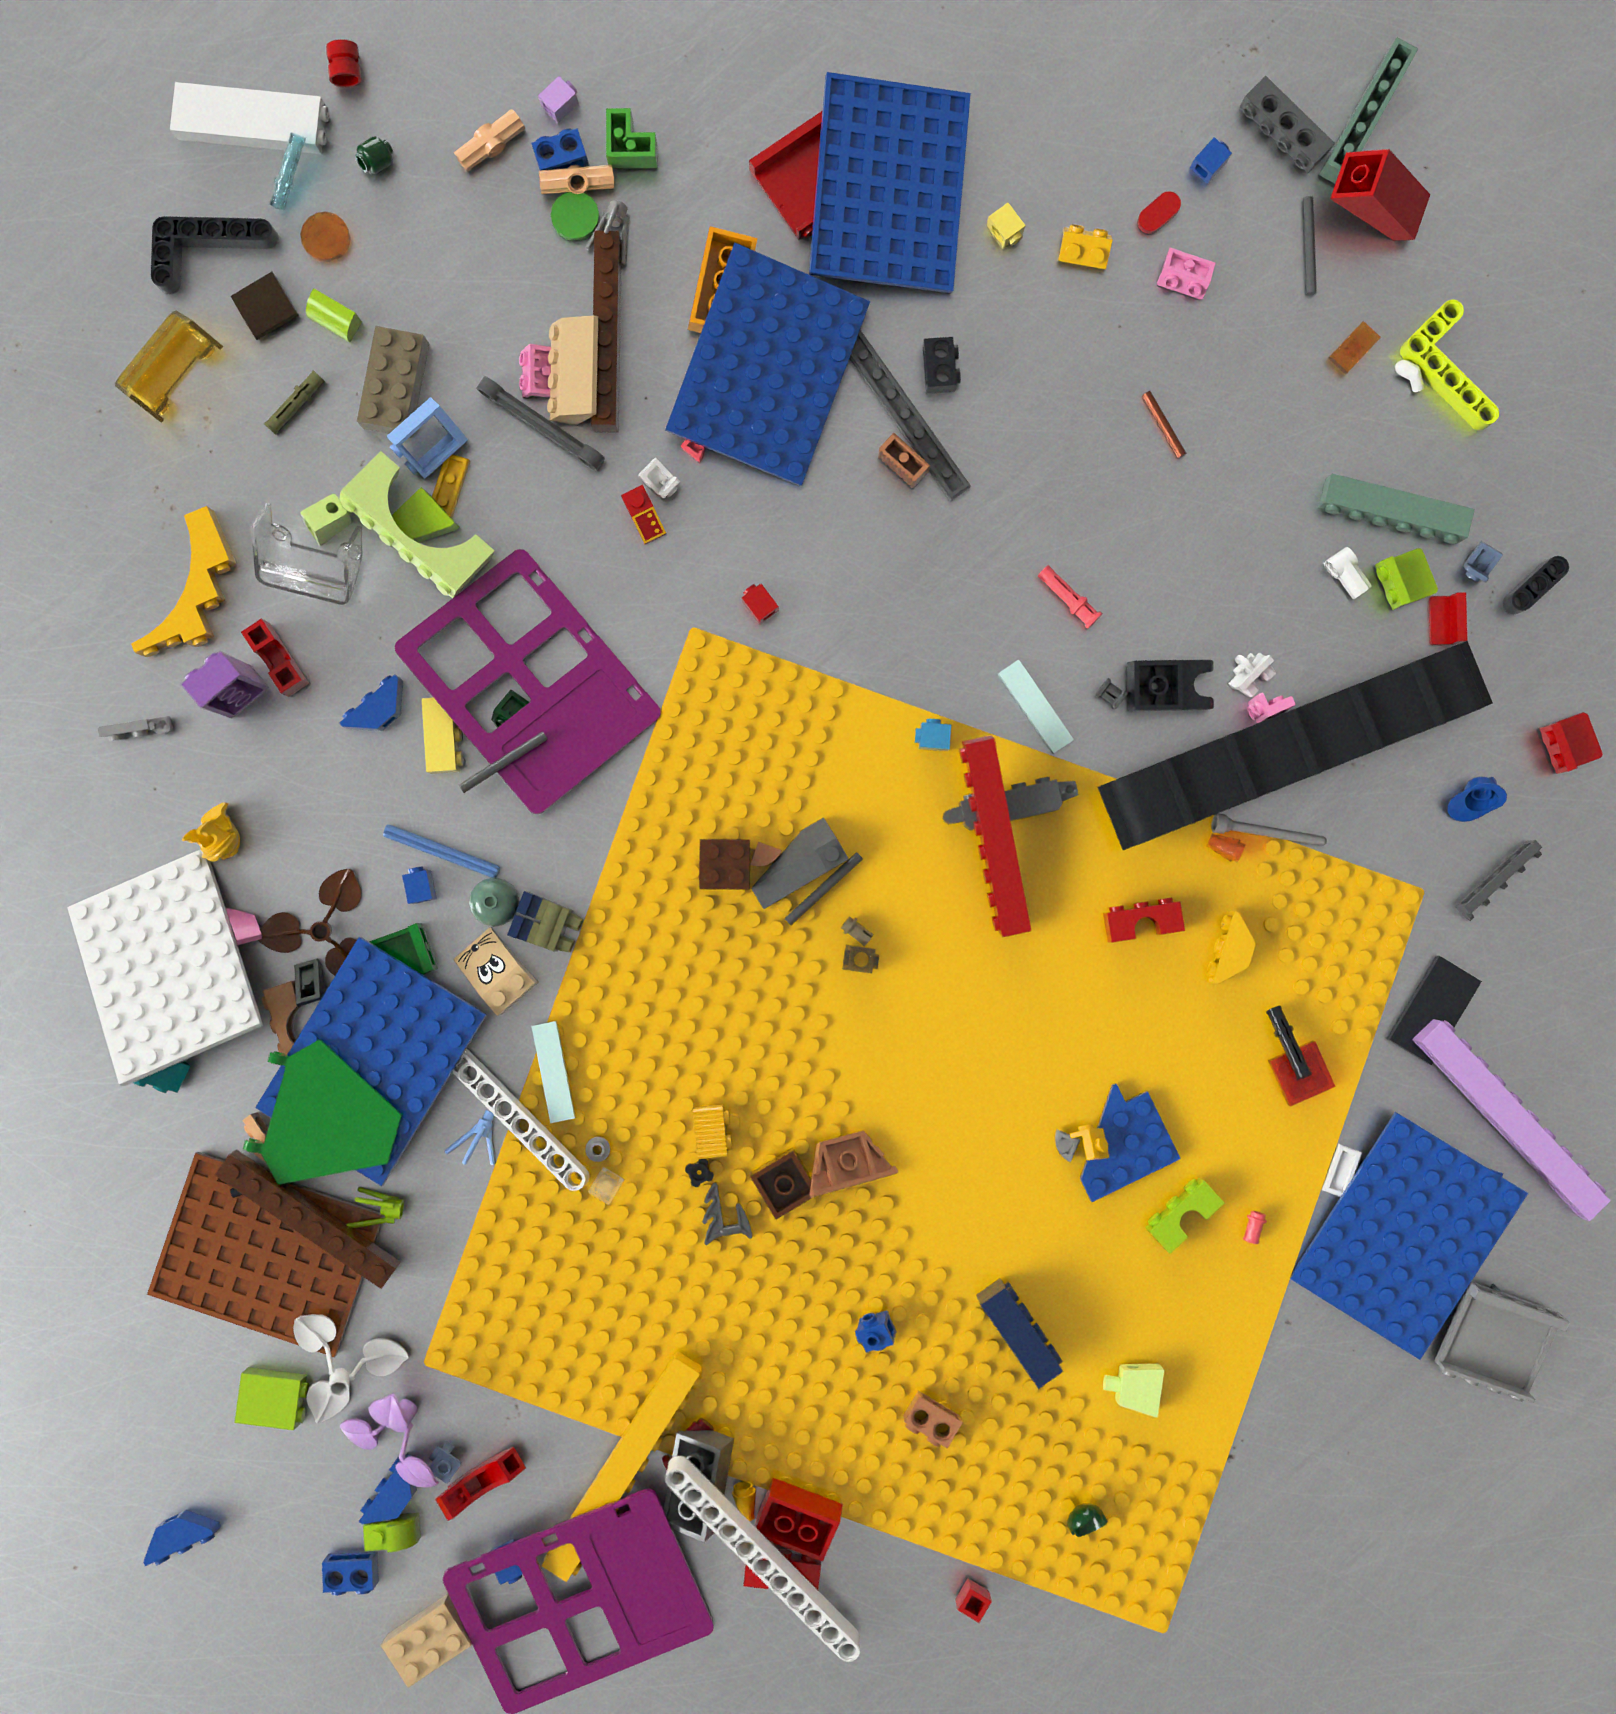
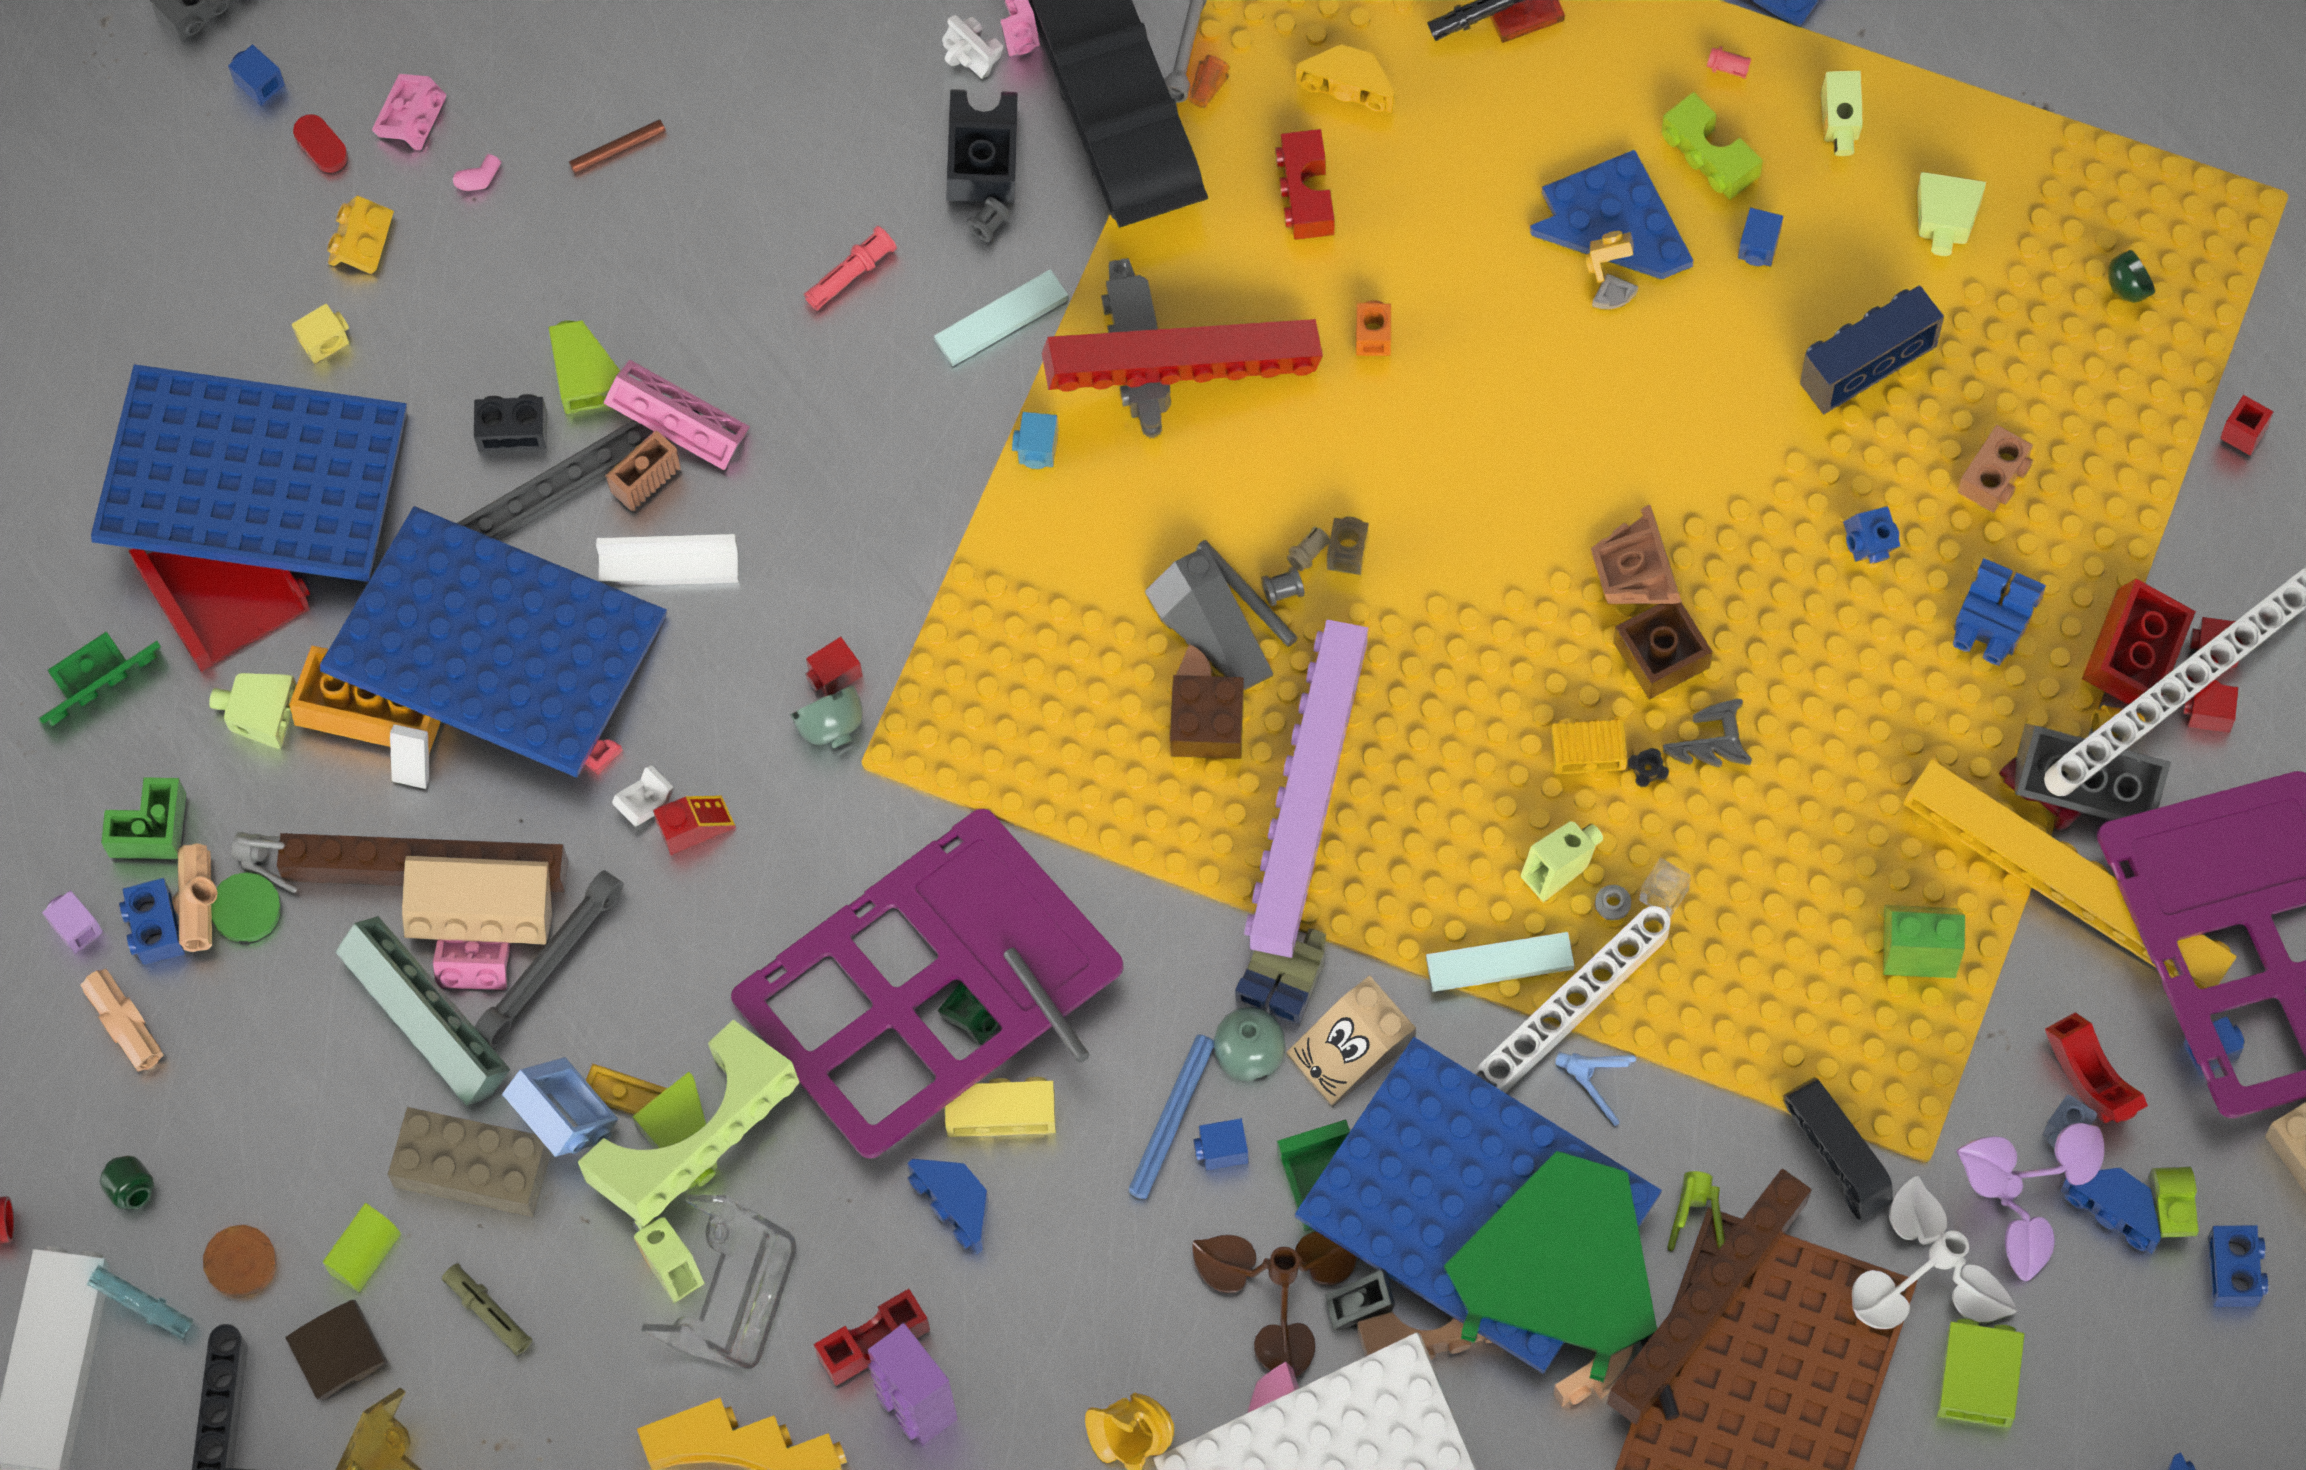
camera: 80 degrees left, 20 degrees down
(423, 1305) = (1842, 1147): none -> black beam
(498, 340) = (422, 1010): none -> brick
(572, 1366) = (1923, 941): none -> bright green slope
(617, 1107) = (1559, 858): none -> yellowish green torso
(671, 937) = (1308, 788): none -> lavender brick
(680, 314) = (409, 756): none -> white tile
(718, 207) = (257, 706): none -> yellowish green torso
(719, 603) = (830, 718): none -> sand green cylinder
(743, 92) = (89, 669): none -> green bracket
(816, 1416) = (1993, 623): none -> blue hips
(827, 914) = (1282, 586): none -> dark grey bush
(837, 484) = (668, 560): none -> white panel
(944, 479) = (674, 416): none -> bright pink fence
(984, 412) = (581, 366): none -> lime slope
(1019, 968) = (1376, 341): none -> orange brick
(1110, 1250) = (1760, 237): none -> blue brick
(1134, 327) = (477, 178): none -> bright pink arm
(1223, 1314) = (1842, 110): none -> yellowish green torso

